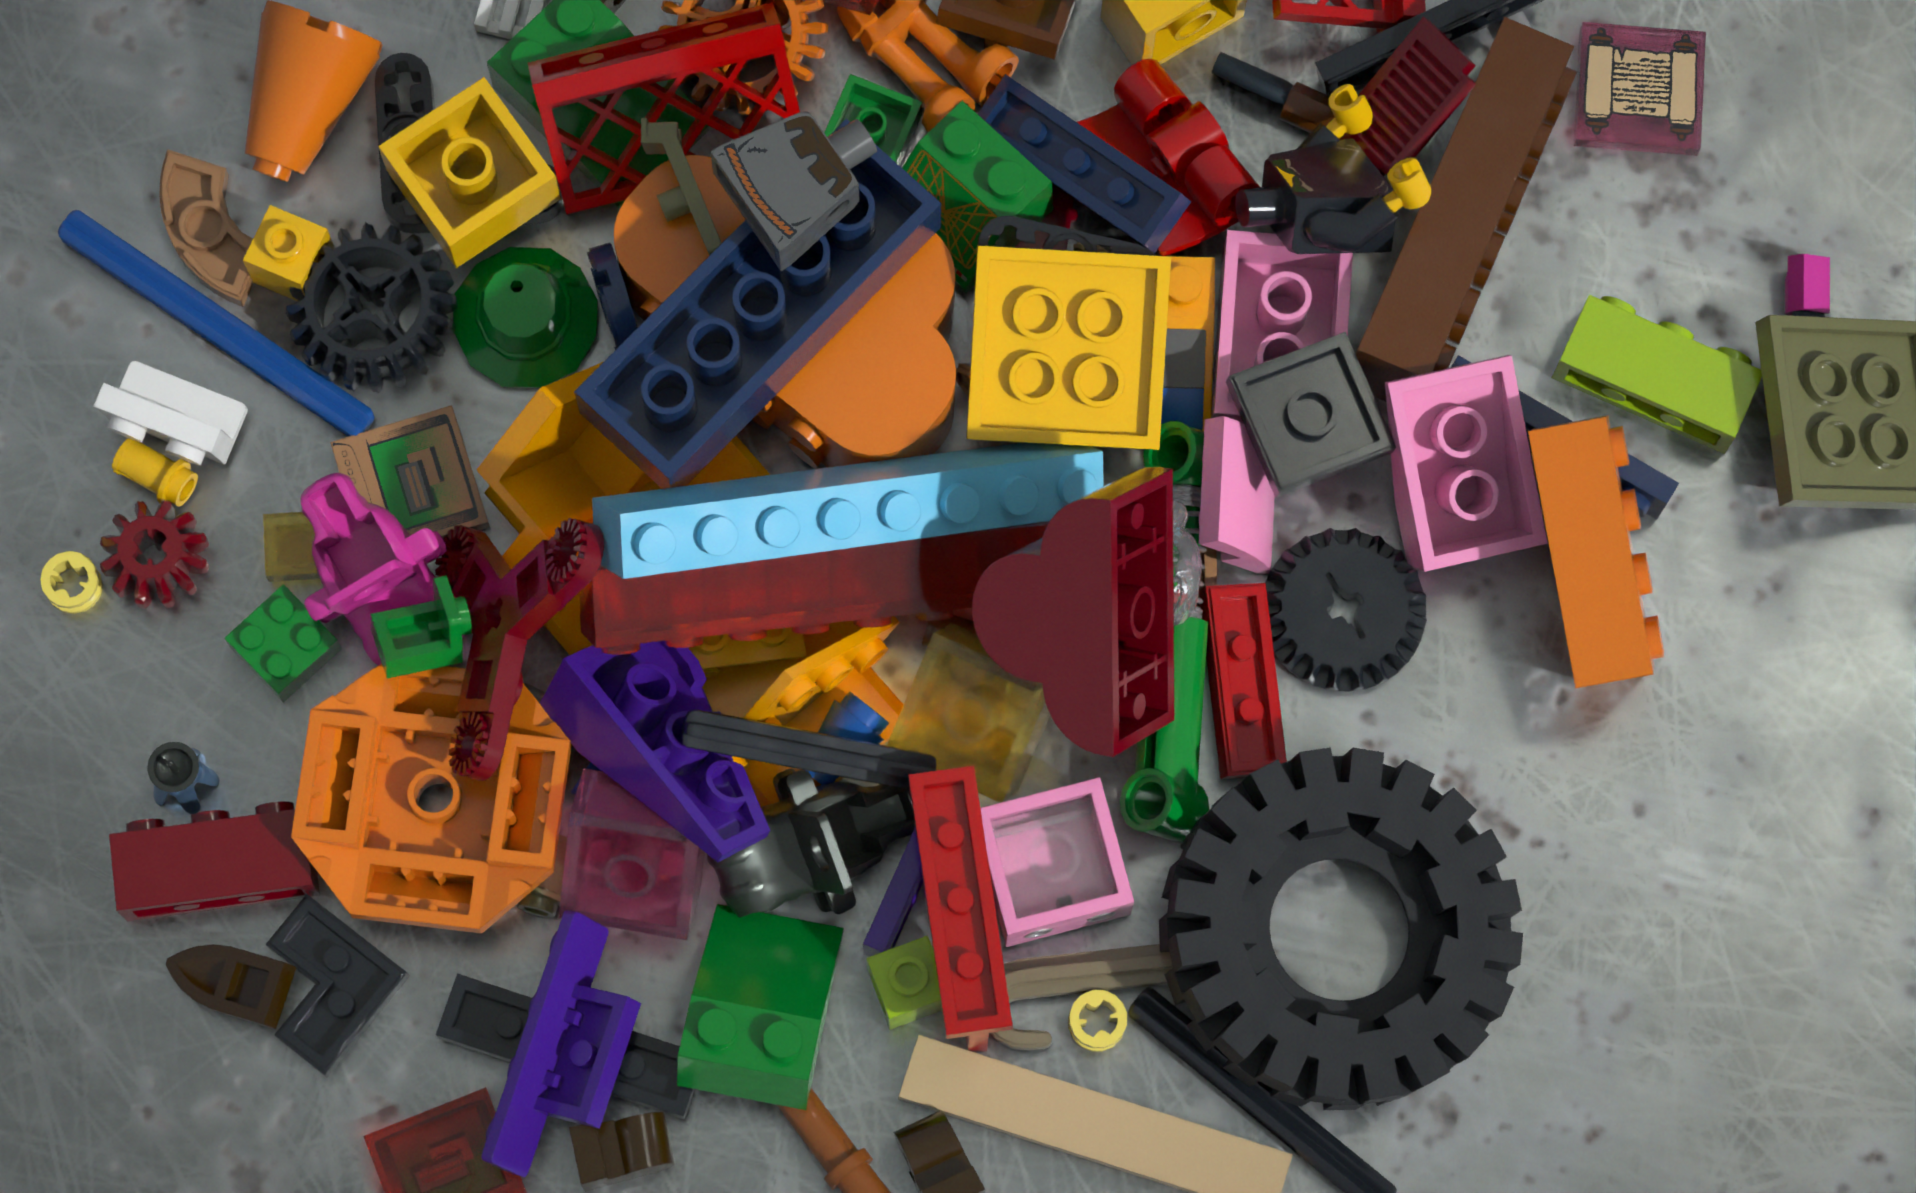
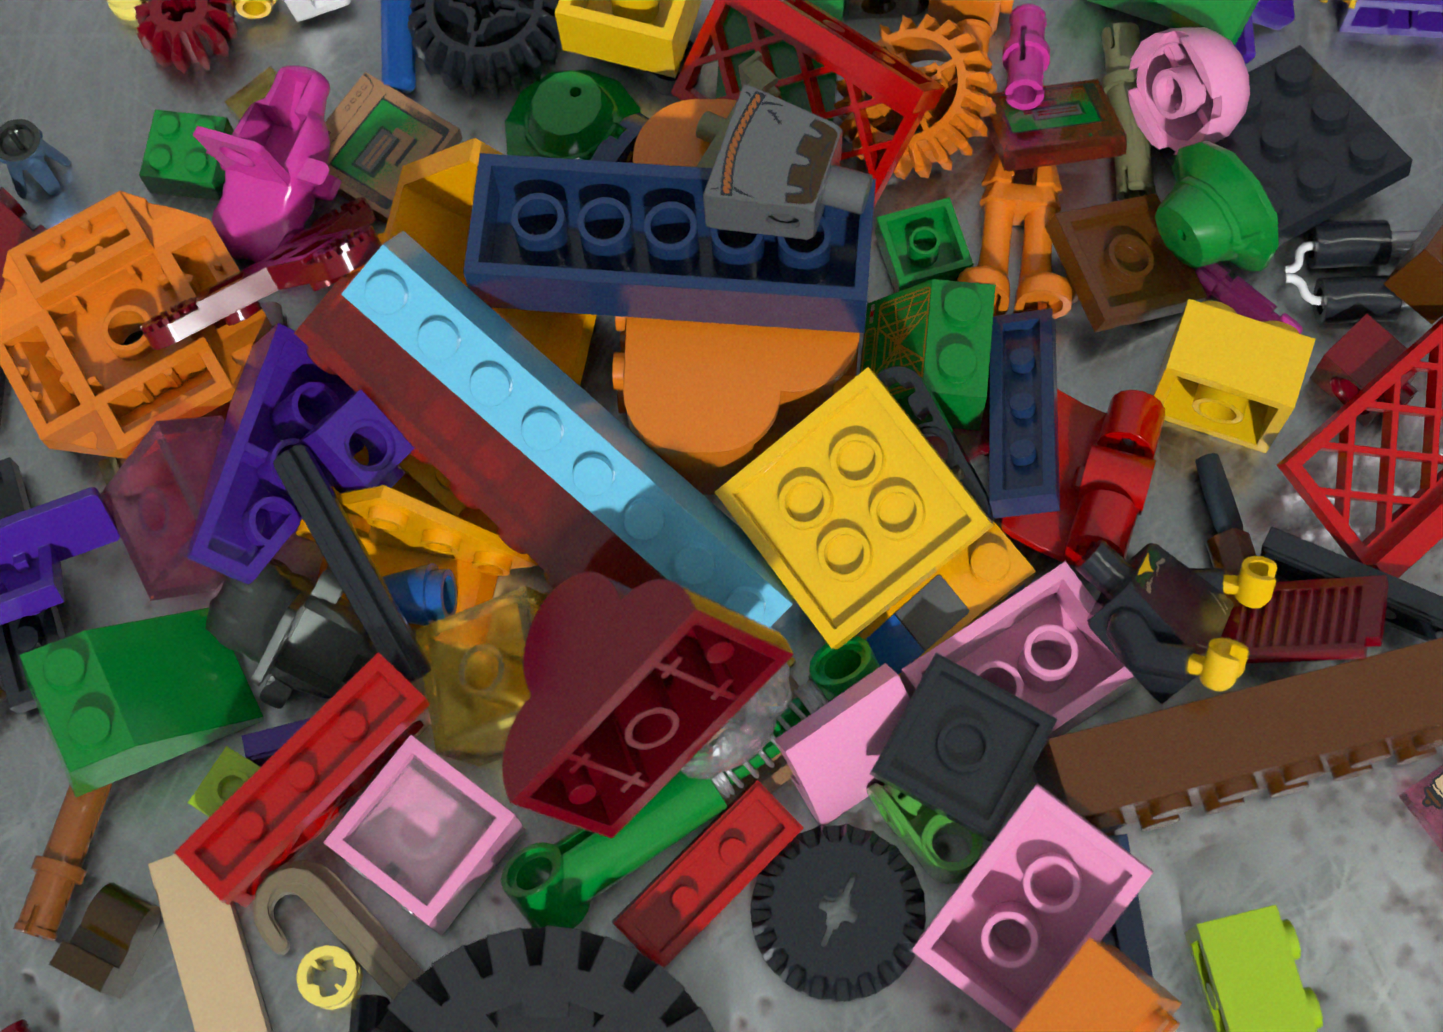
camera: 60 degrees right, 5 degrees down
(423, 633) = (239, 222): green bracket -> none
(715, 673) = (361, 420): none -> dark purple brick
(1332, 502) = (920, 828): none -> bright green piece

